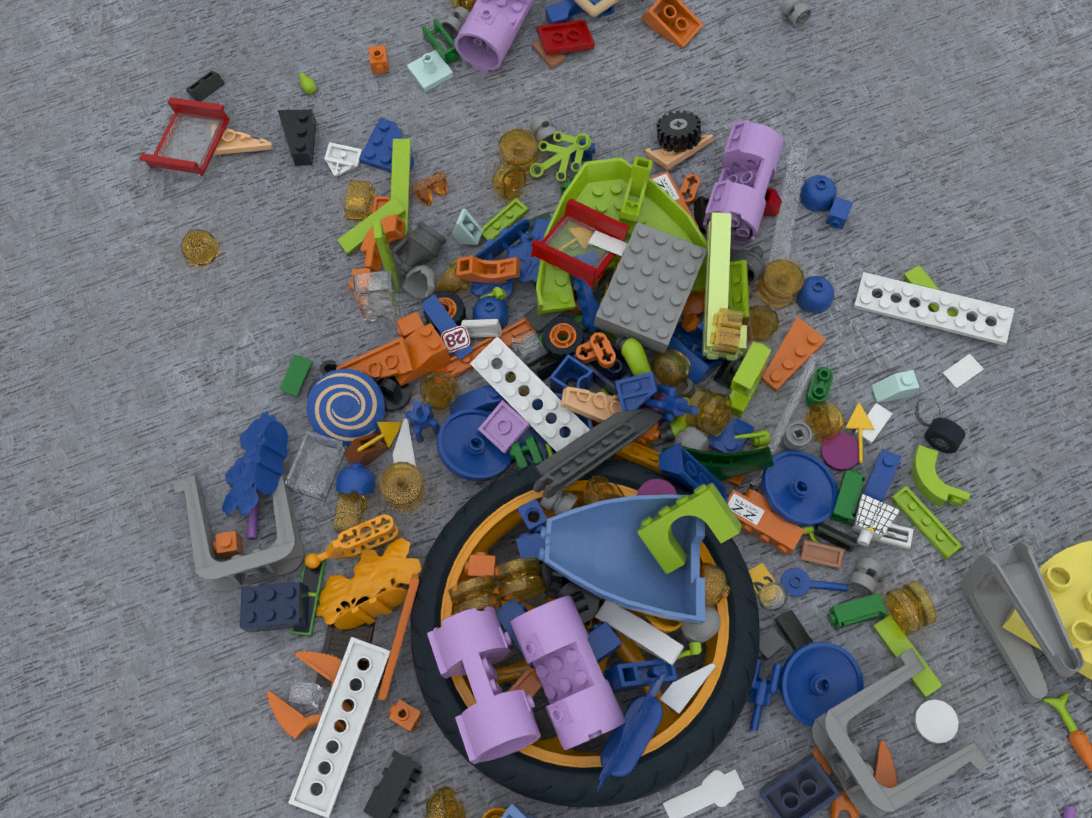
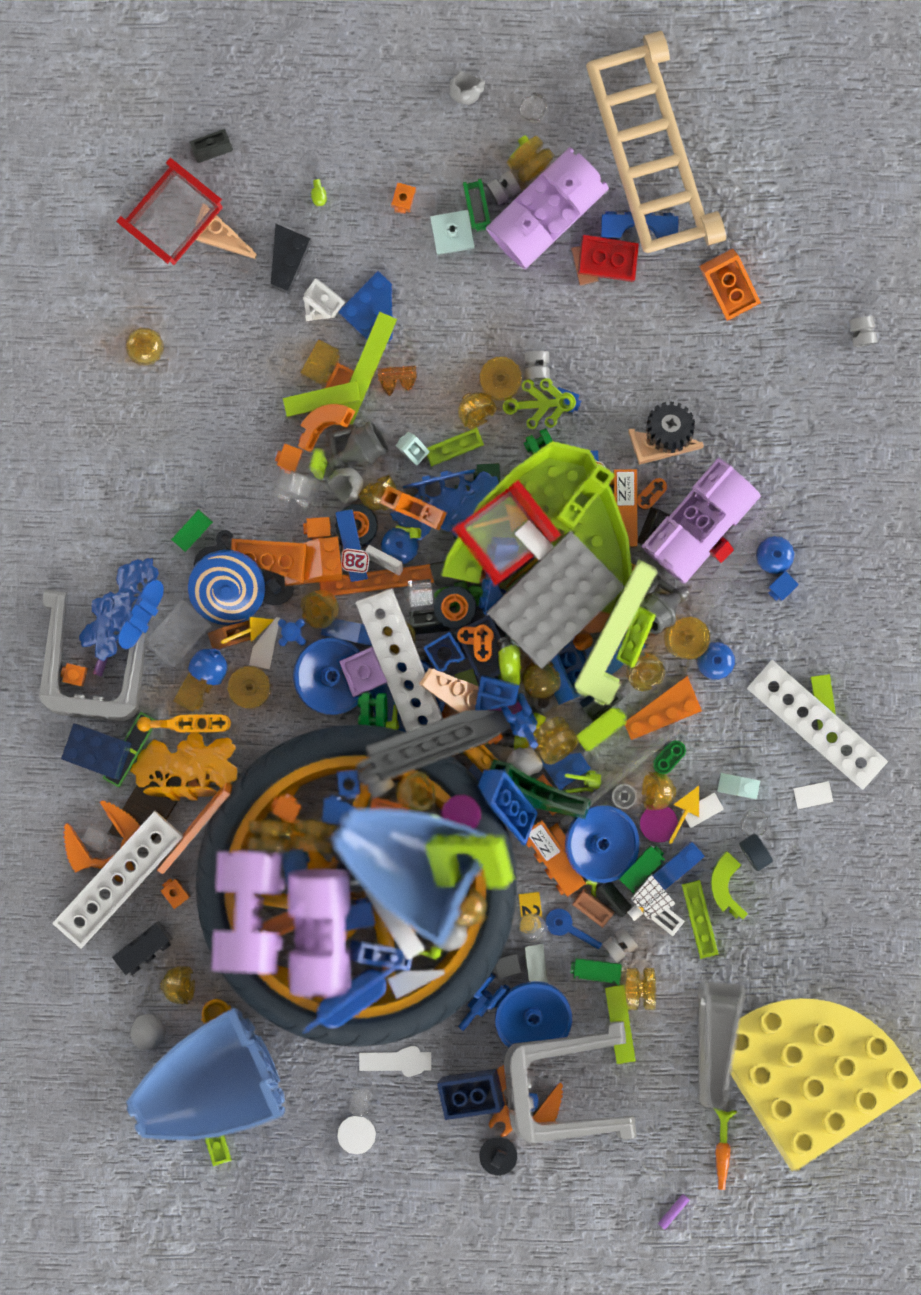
camera: 20 degrees right, 20 degrees up
(727, 331) = (596, 685): clear yellow brick -> none
(936, 721) = (615, 1086): white tile -> none

